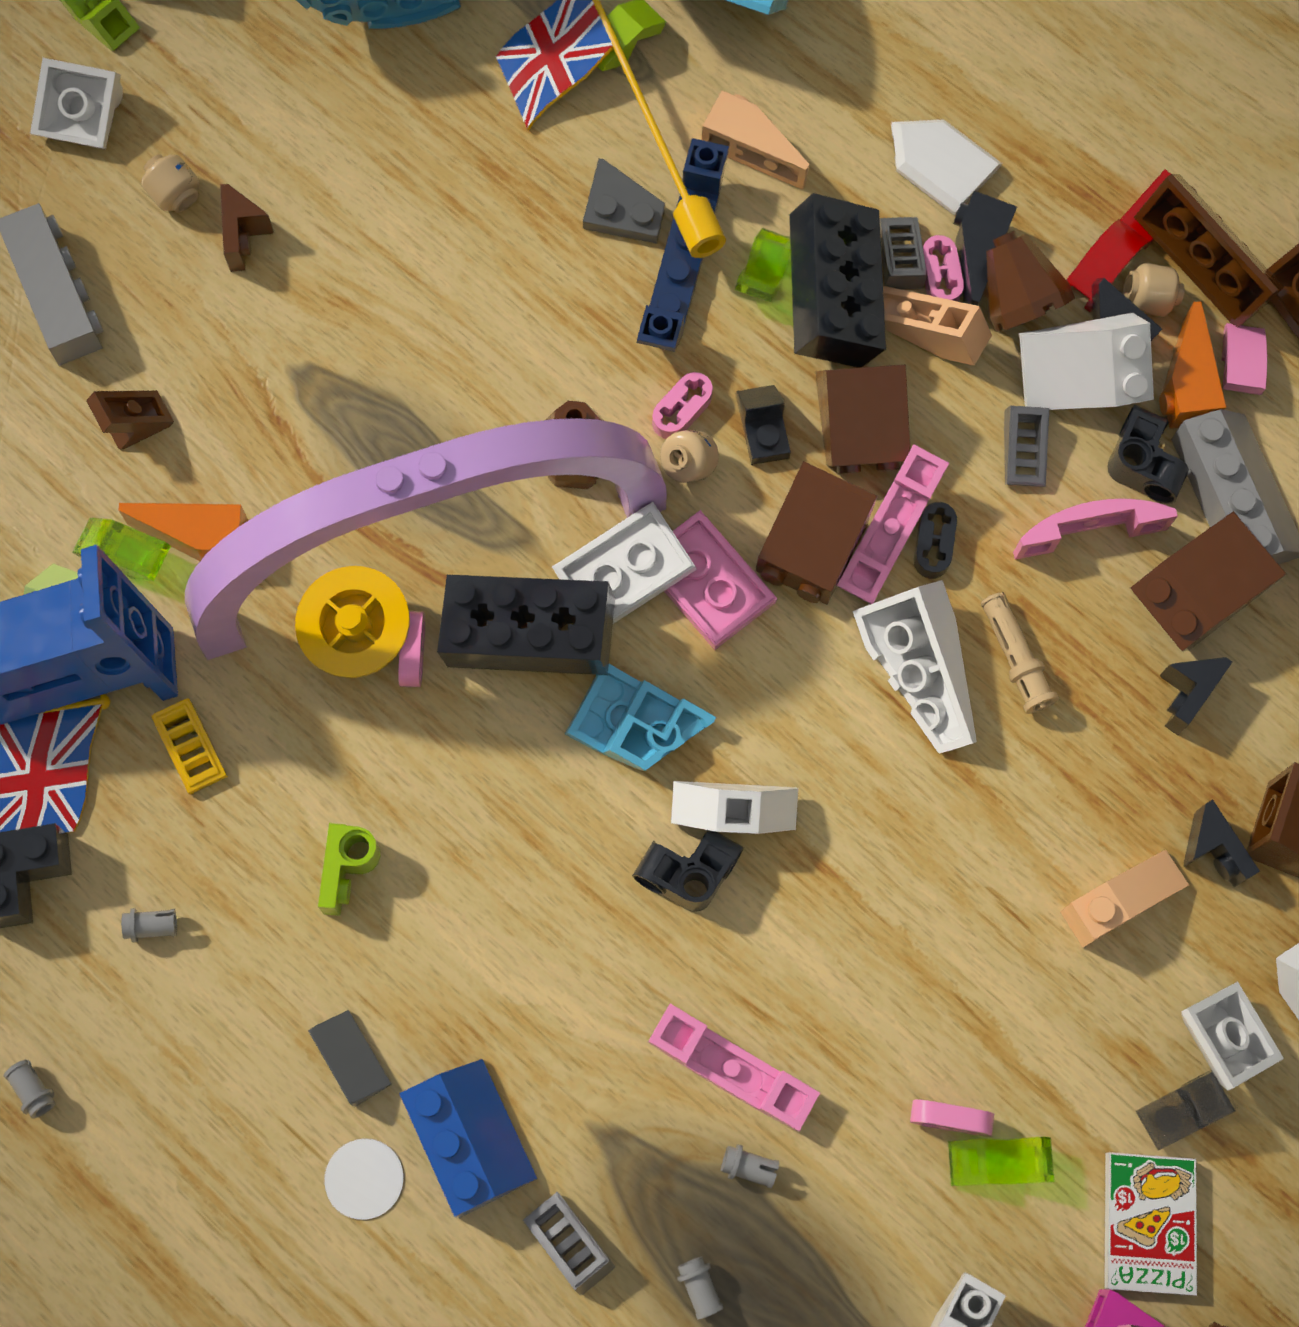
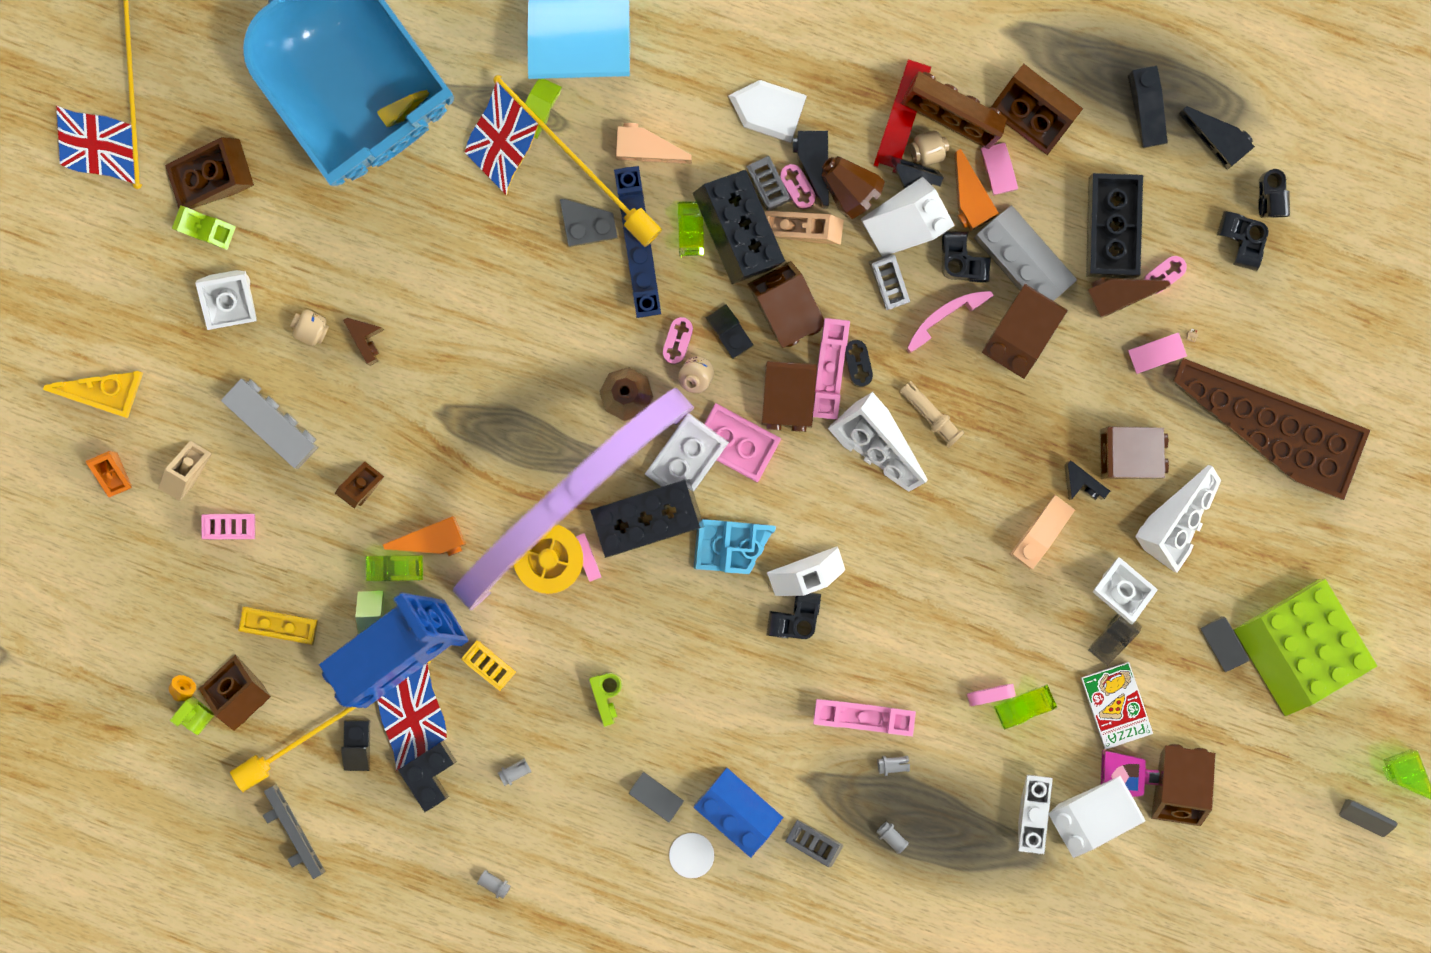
camera: 15 degrees left, 15 degrees up
(1195, 683) = (1041, 389): black slope -> none

